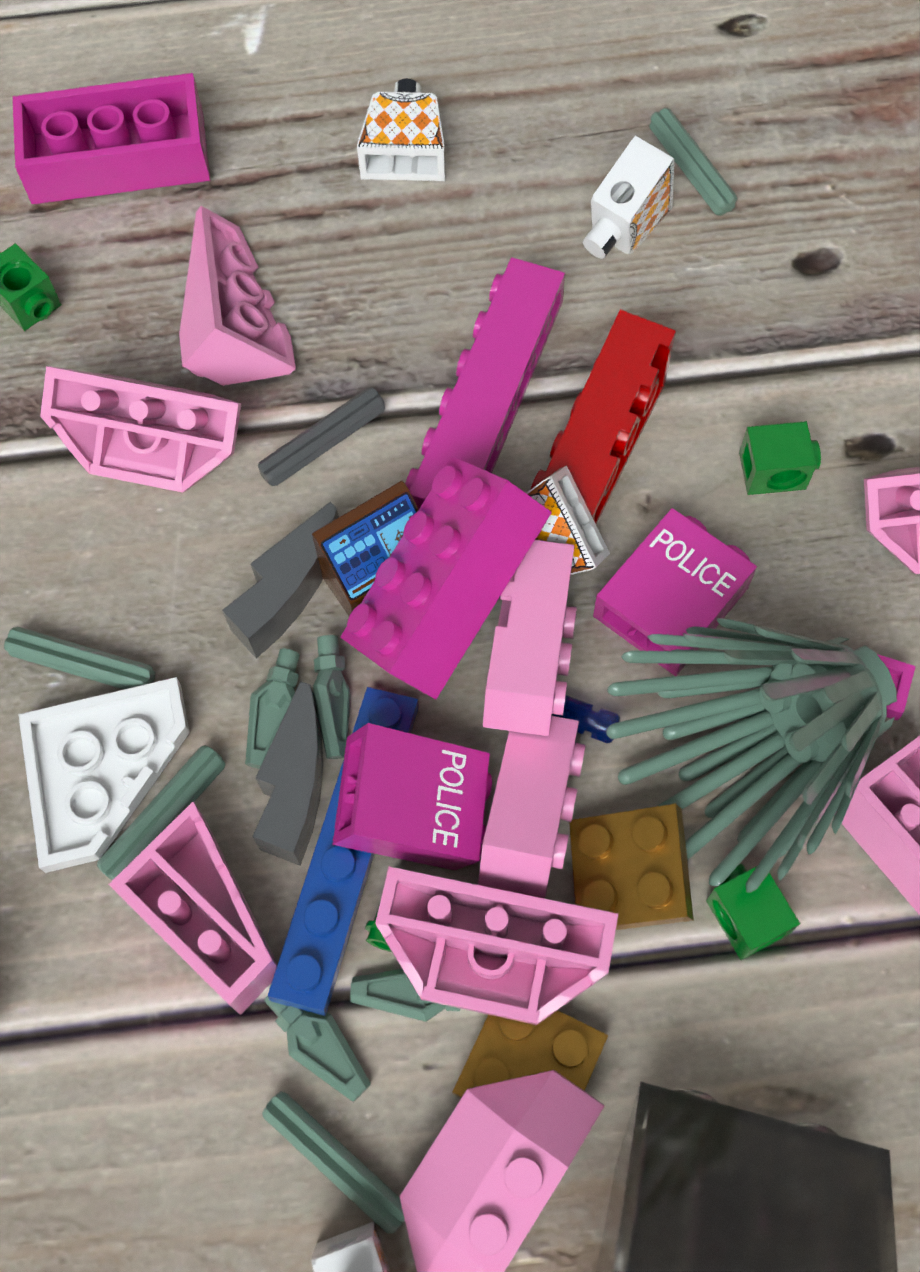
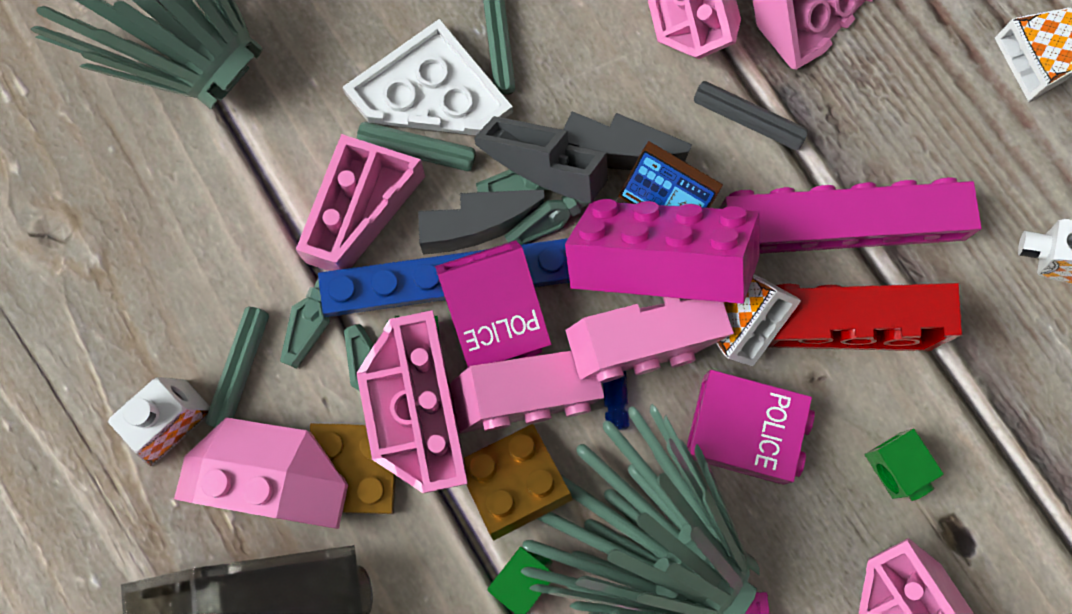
camera: 60 degrees right, 10 degrees up
(260, 664) = (545, 157): none -> dark grey slope

